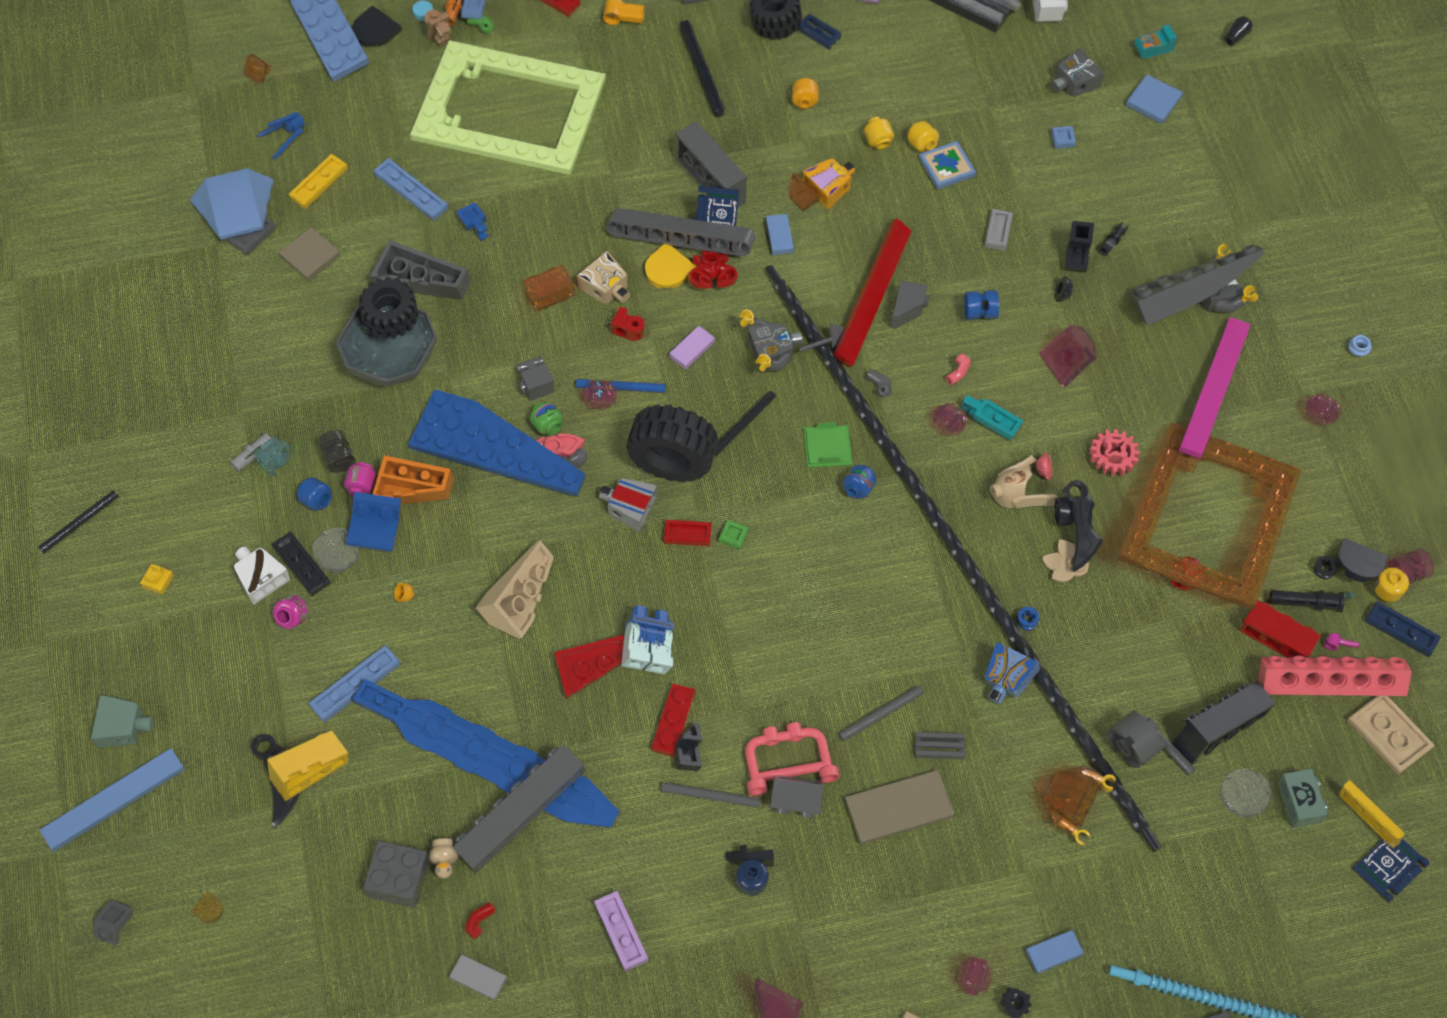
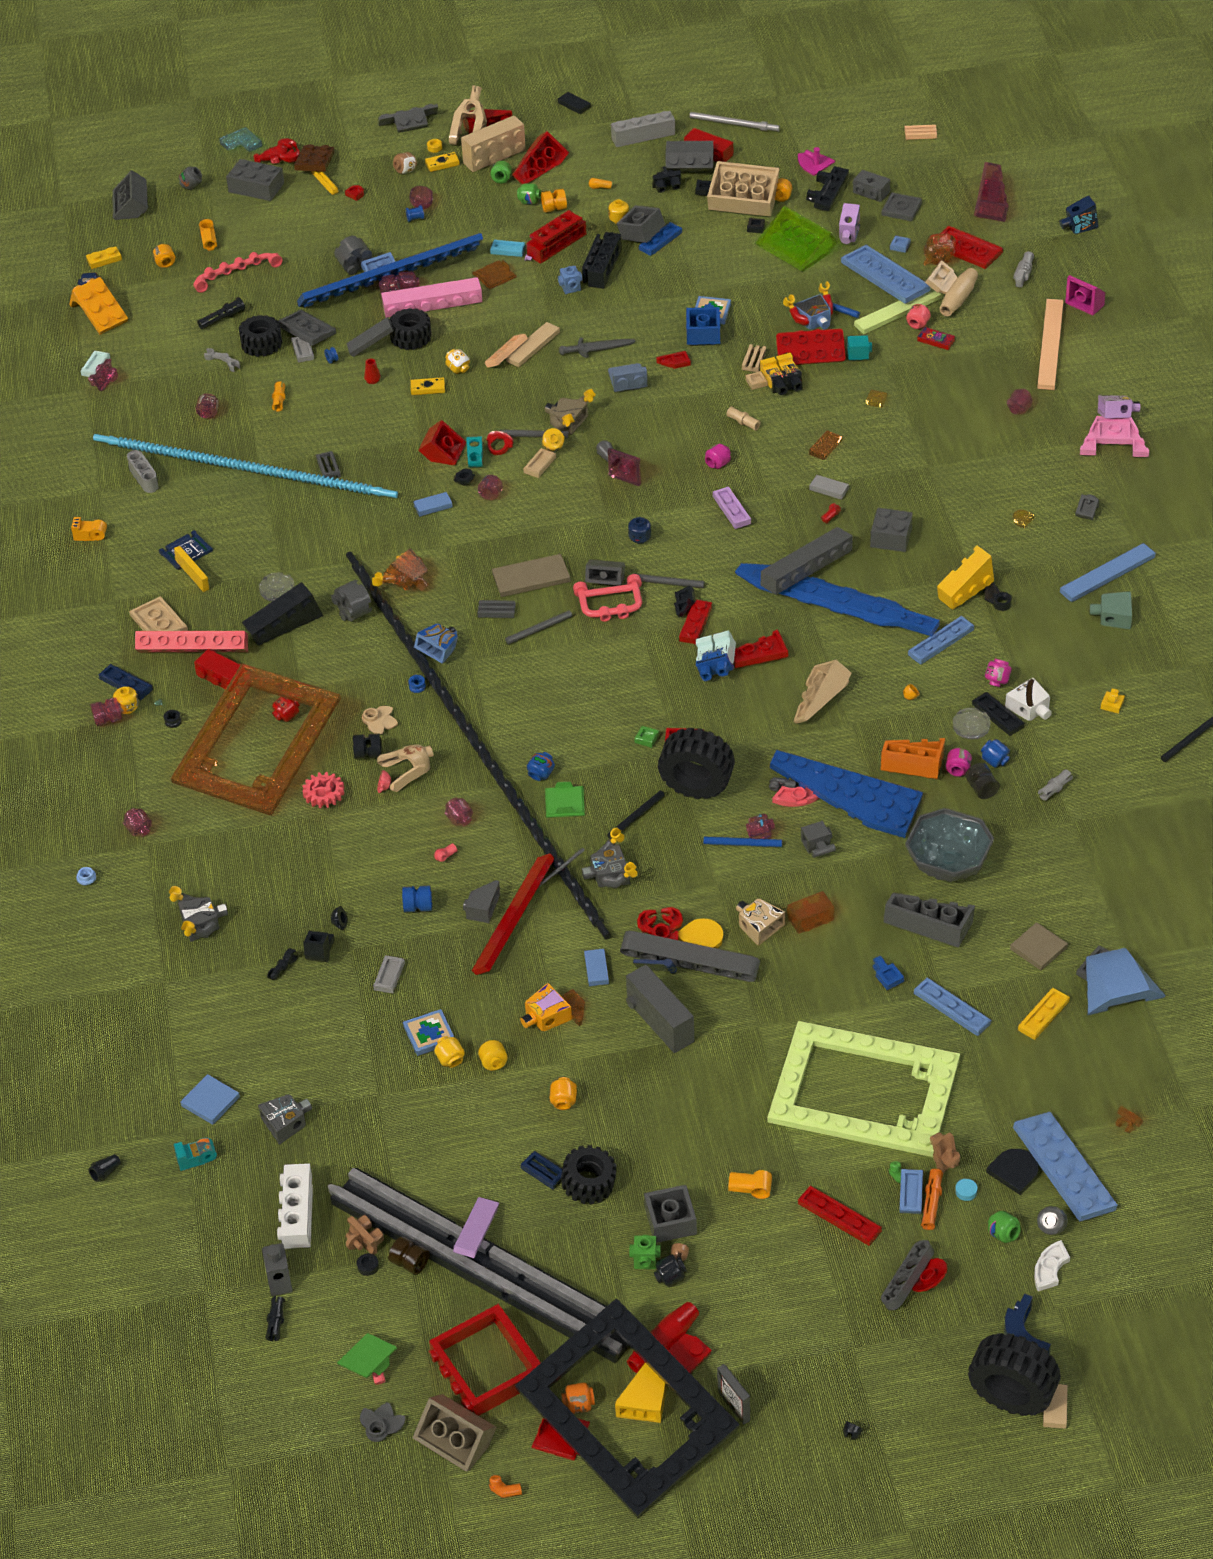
camera: 175 degrees left, 15 degrees down
(272, 455) = (1036, 780): clear light blue brick -> none
(291, 123) = (1080, 1061): blue plant -> none
(374, 521) = (943, 726): blue bracket -> none
(388, 293) = (949, 860): black tyre -> none
(443, 856) = (860, 537): tan animal -> none
(546, 418) = (805, 807): bright green head -> none
(628, 326) = (737, 883): red leg -> none
(630, 501) = (740, 748): torso -> none
(692, 347) = (679, 871): lavender tile -> none
(702, 68) = (668, 1128): black axle -> none
(739, 857) = (639, 542): black slope -> none
(883, 383) = (512, 843): dark grey arm -> none
(992, 416) = (421, 817): teal hinge -> none
(1063, 137) = (309, 1061): medium blue tile -> none
(1069, 354) = (343, 862): clear pink slope -> none
(1086, 538) = (362, 732): black piece -> none
(1175, 754) = (329, 613): dark grey bar -> none
(1191, 286) = (226, 901): dark grey wedge -> none
(1214, 388) = (225, 836): dark pink tile -> none
(1303, 798) = (237, 578): sand green brick -> none
(1317, 600) = (185, 695): black pin -> none
(1334, 640) = (181, 673): dark pink hand -> none
(1360, 561) = (144, 717): black tile -> none

